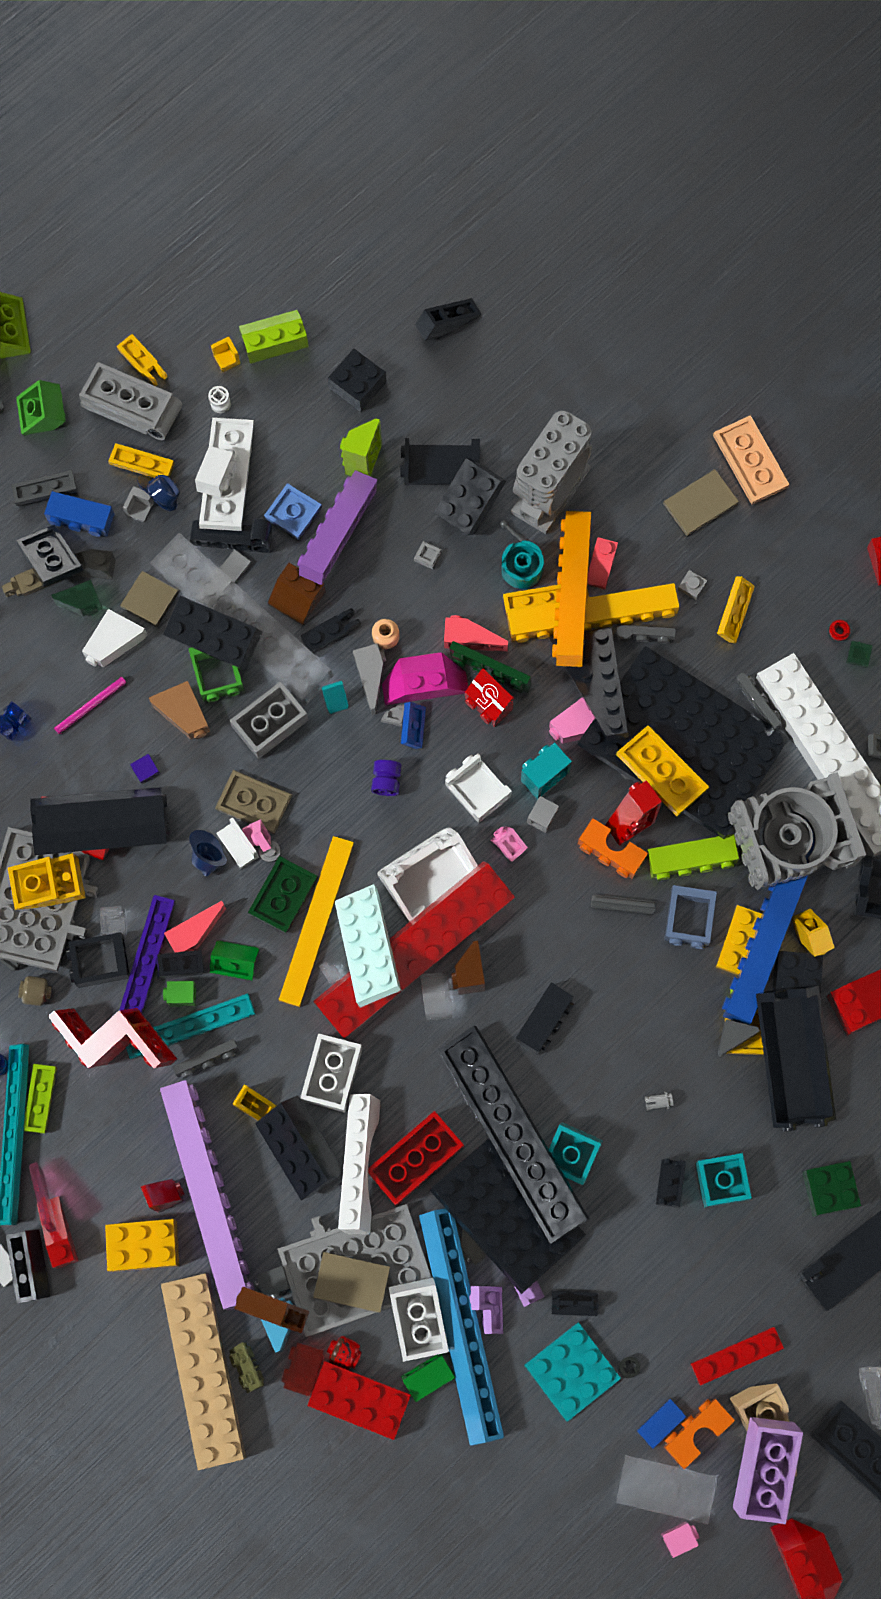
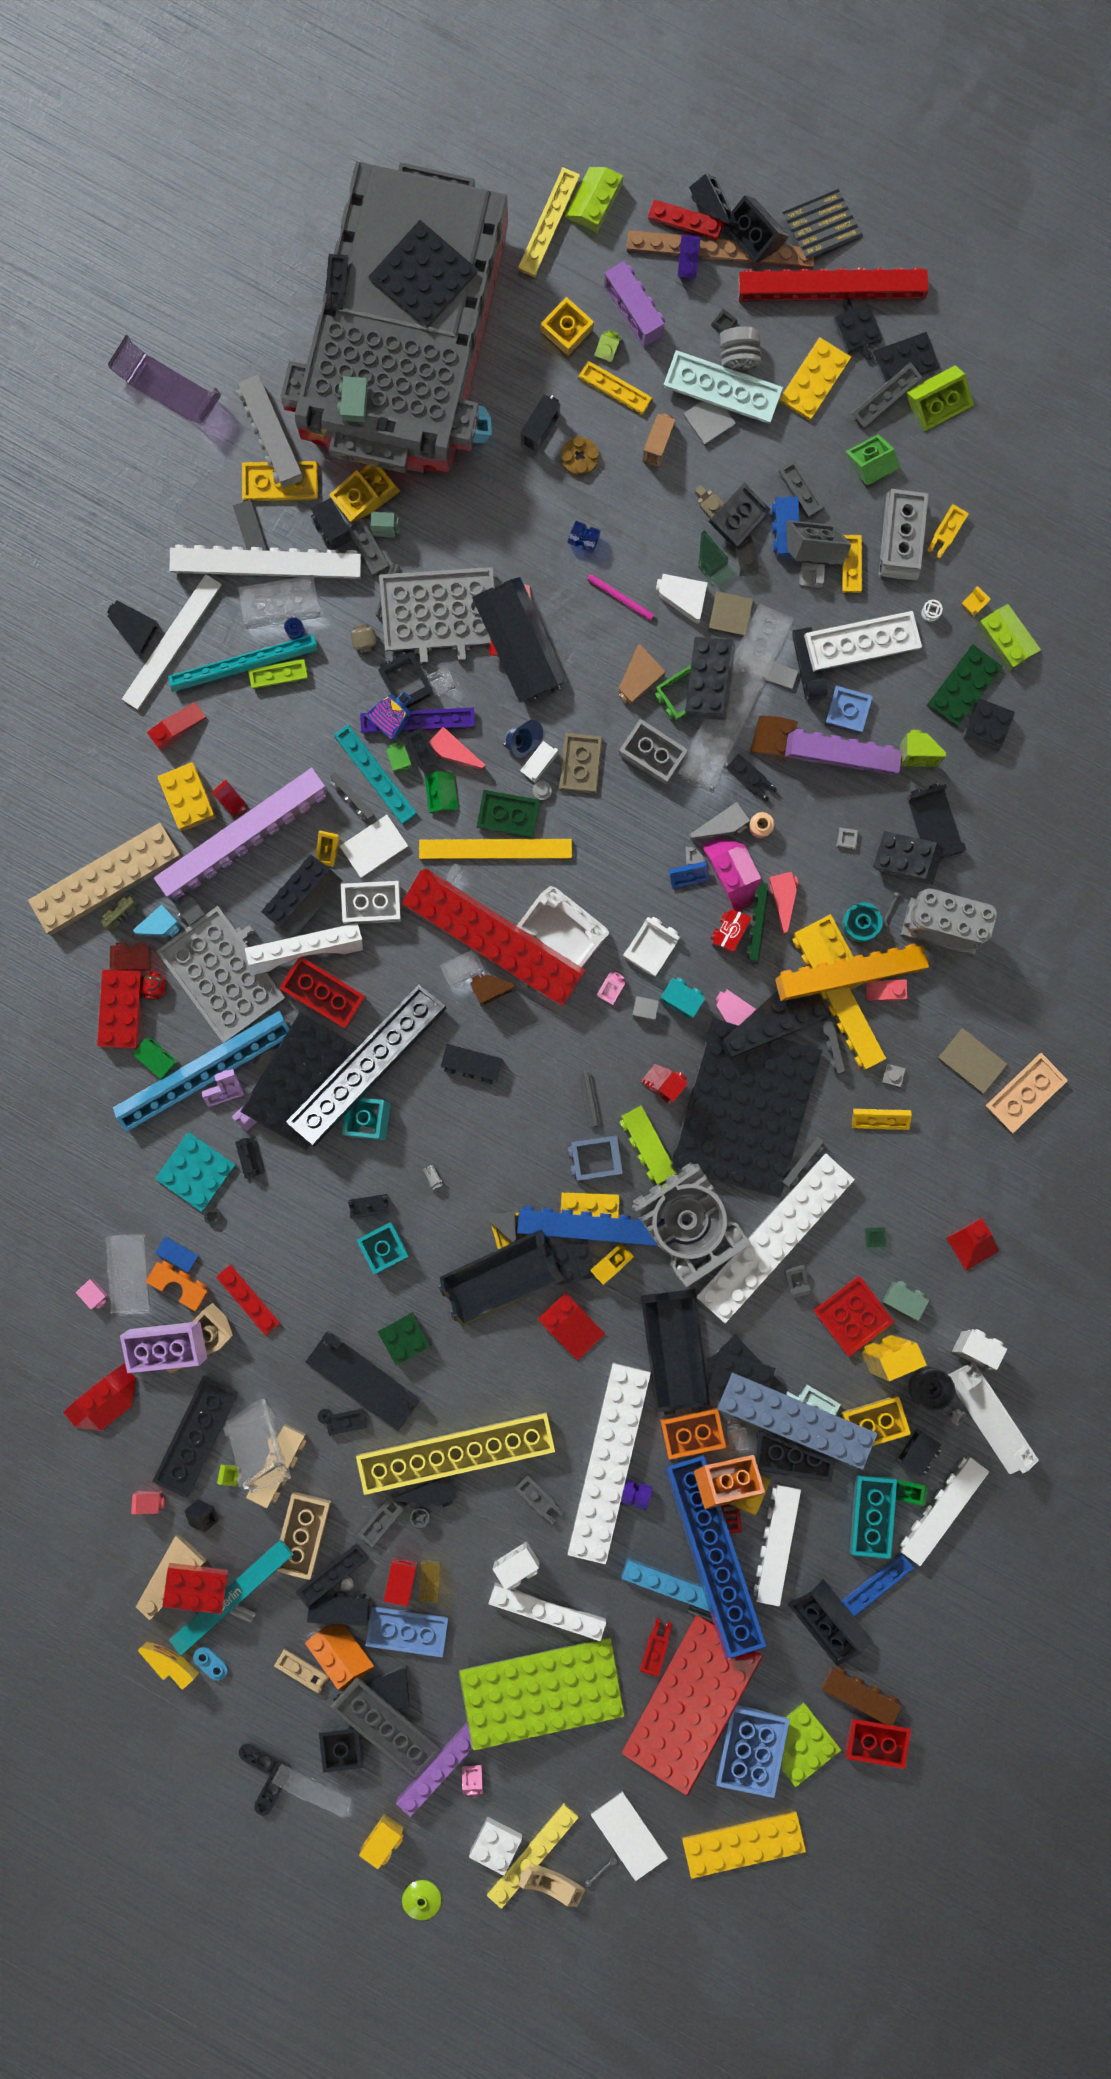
camera: 70 degrees right, 10 degrees up
(28, 1266) = (142, 712): black brick -> none
(42, 1197) = (199, 704): clear pink tile -> none
(46, 882) = (454, 615): yellow slope -> none
(107, 486) = (816, 542): none -> dark grey slope
(112, 1038) = (330, 706): bracket -> none
(130, 983) = (391, 714): none -> torso
(144, 768) = (580, 662): dark purple tile -> none
(161, 489) = (830, 589): dark blue piece -> none
(215, 472) = (858, 630): white brick -> none
(258, 835) = (550, 776): bright pink bracket -> none
(268, 1052) = (373, 846): none -> white tile
(271, 1309) = (162, 916): reddish brown slope -> none
(308, 393) = (964, 685): none -> dark green plate
(335, 697) = (690, 801): teal slope -> none
(351, 1282) = (209, 973): dark tan tile -> none
(367, 946) = (482, 896): light aqua plate -> none
(386, 778) = (635, 866): dark purple wheel -> none
(418, 1319) = (195, 1035): white brick -> none
(445, 318) = (1074, 785): black slope -> none
(625, 861) = (636, 1059): orange arch -> none
(663, 769) = (709, 1096): yellow plate -> none
(842, 625) = (898, 1212): red plate -> none

